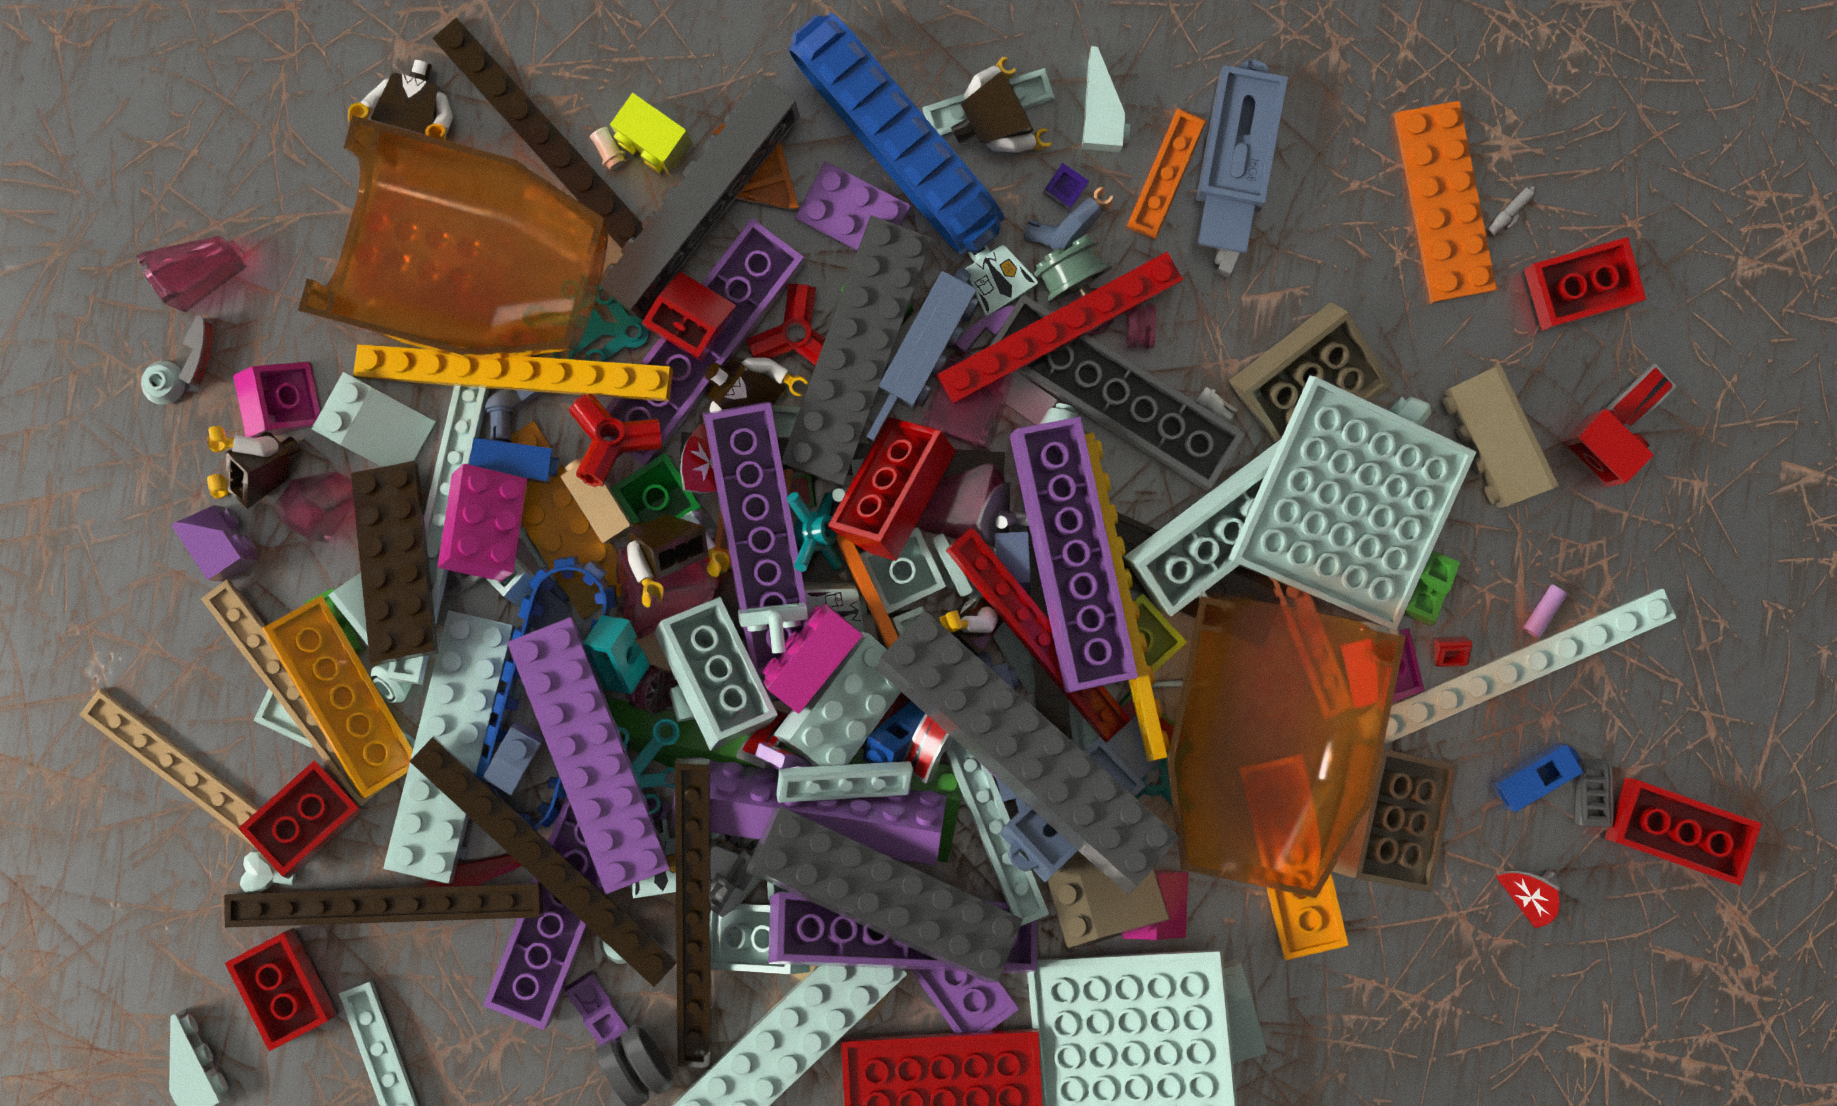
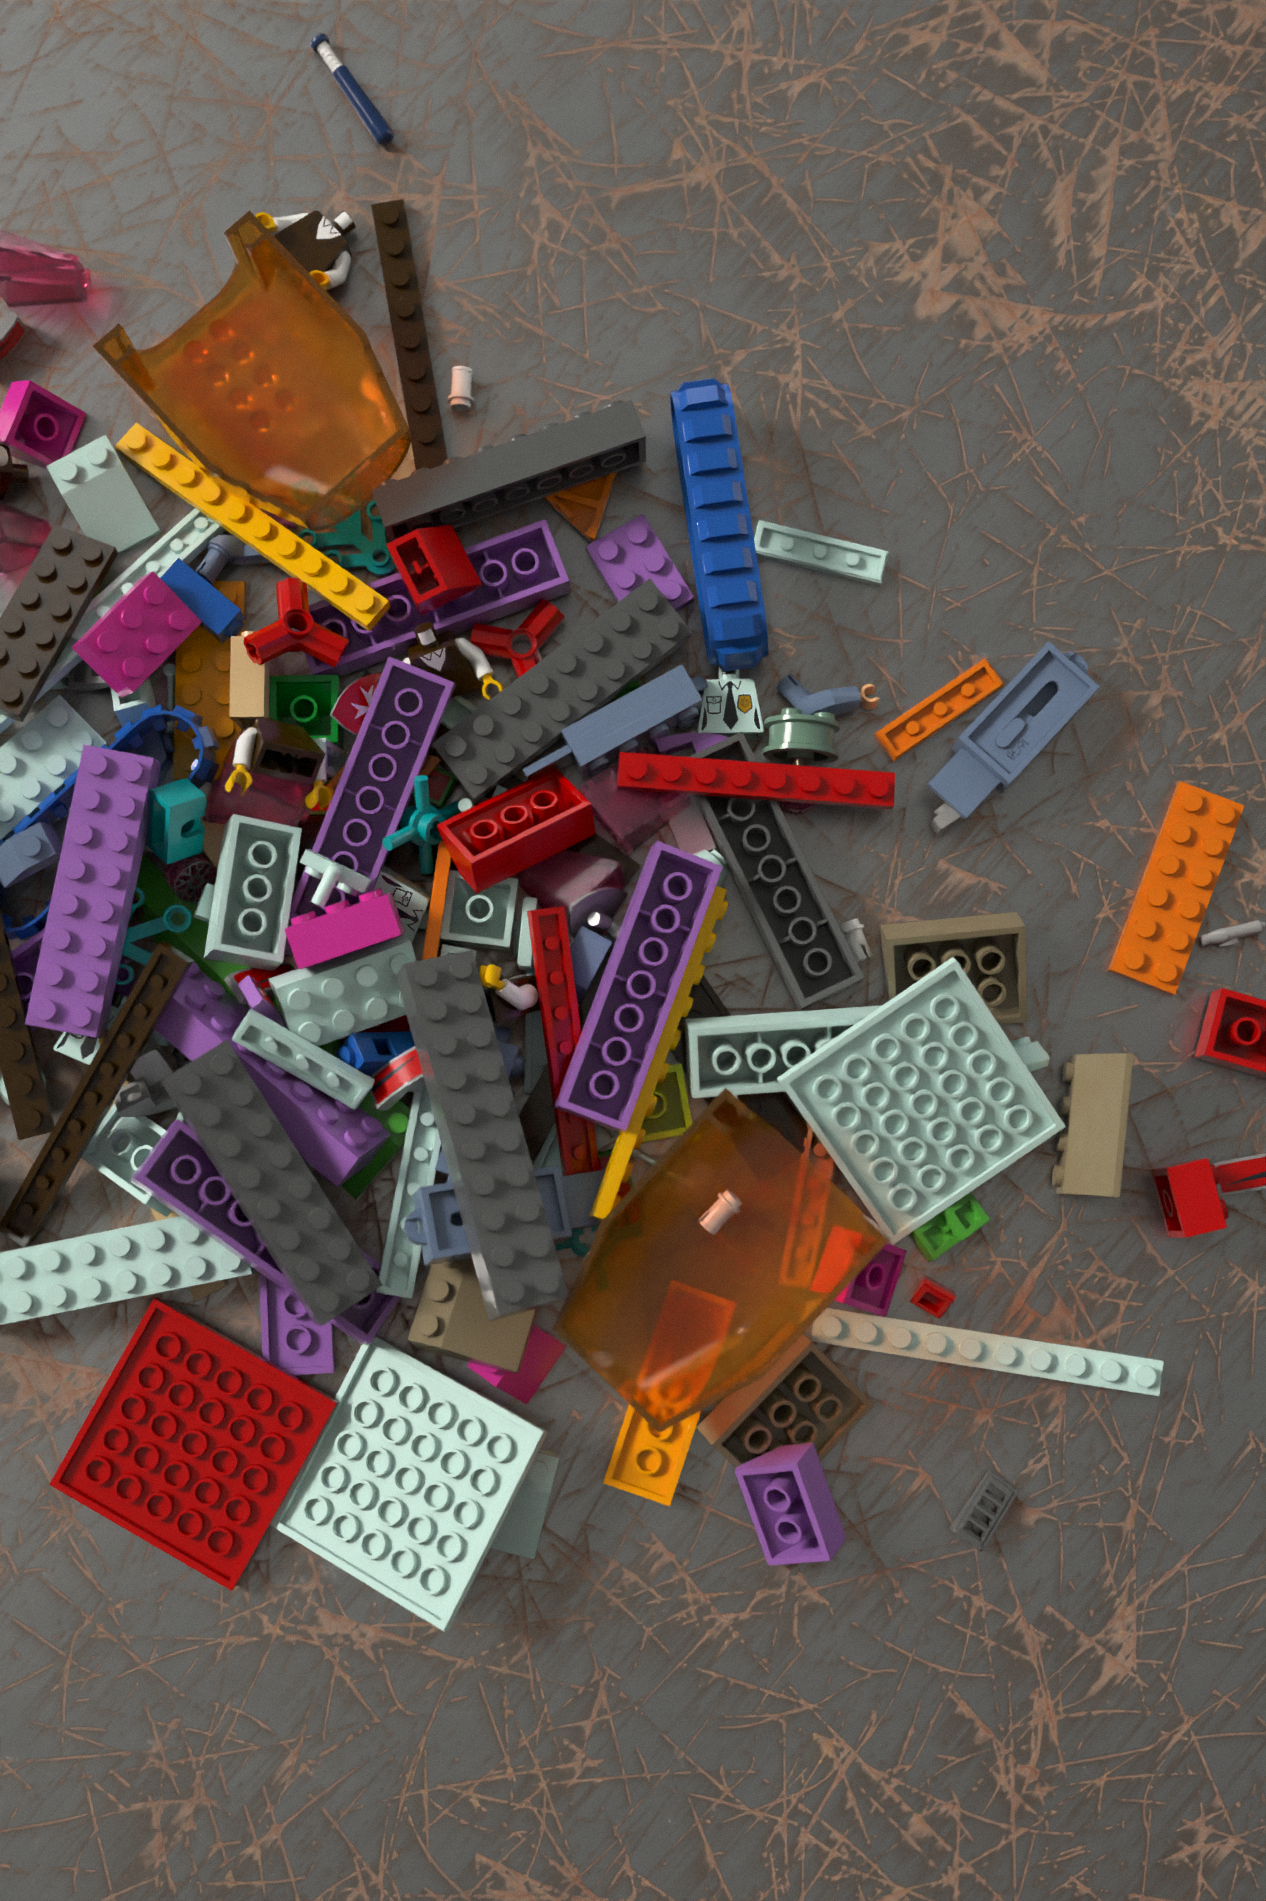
camera: 30 degrees right, 5 degrees down
(651, 134) = (503, 395): neon yellow brick -> none
(997, 114) = (820, 563): dark brown torso -> none
(1066, 186) = (843, 665): dark purple plate -> none
(1104, 115) = (915, 622): light aqua slope -> none
(1141, 326) = (831, 827): clear pink wheel -> none
(1247, 691) = (720, 1211): none -> pin
(1444, 885) = (791, 1505): none -> medium lavender slope
(1534, 895) = (869, 1568): red shield -> none
(1538, 776) = (941, 1461): blue brick -> none
(1545, 611) = (1041, 1313): lavender axle -> none
(1683, 831) = (1045, 1597): red brick -> none

